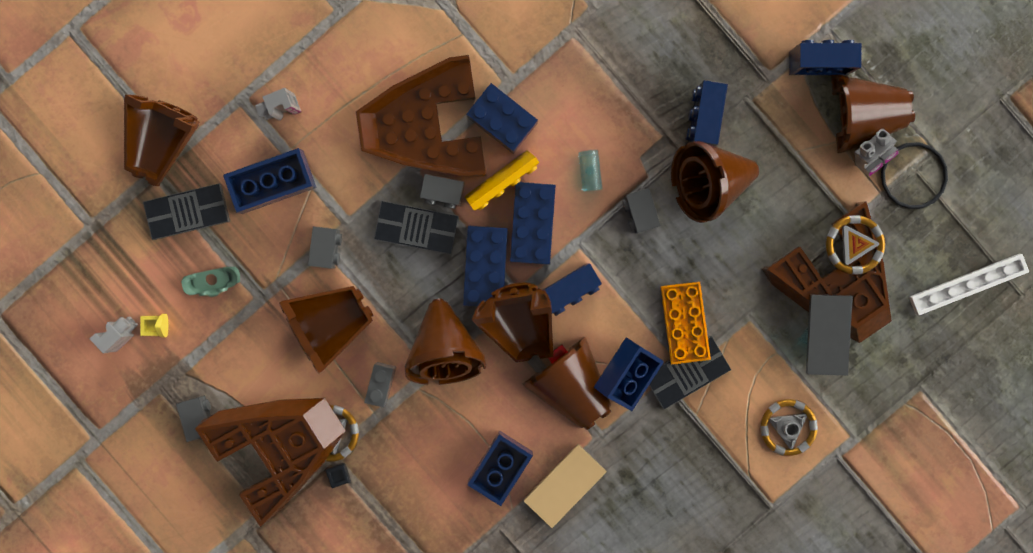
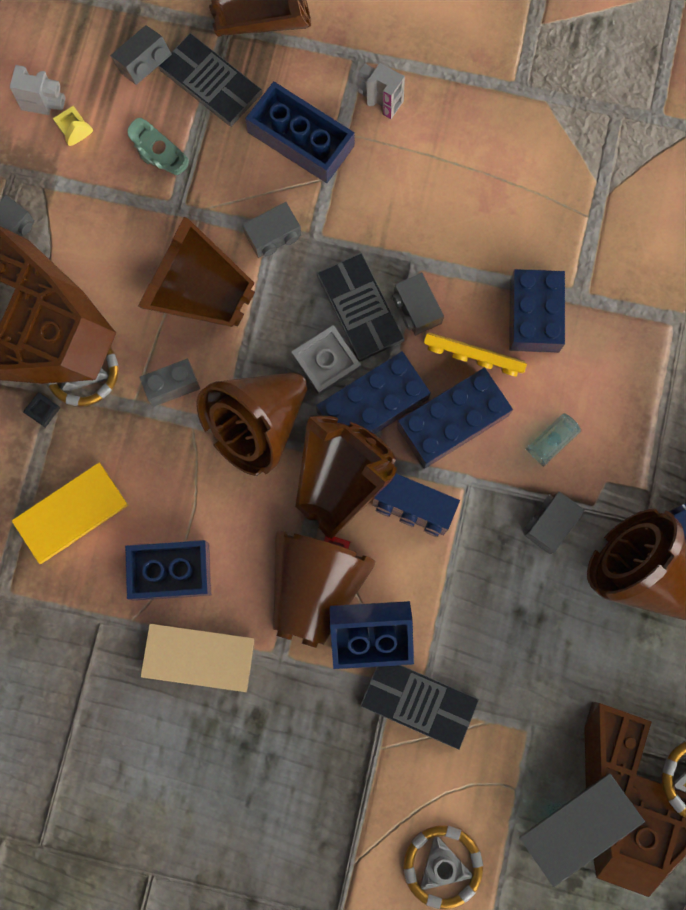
camera: 50 degrees right, 10 degrees down
(136, 246) = (141, 54): none -> dark grey brick
(406, 126) = (461, 219): reddish brown piece -> none
(419, 502) = (69, 513): none -> yellow tile
(436, 275) = (326, 359): none -> light grey plate
(685, 323) = (471, 659): light orange tile -> none

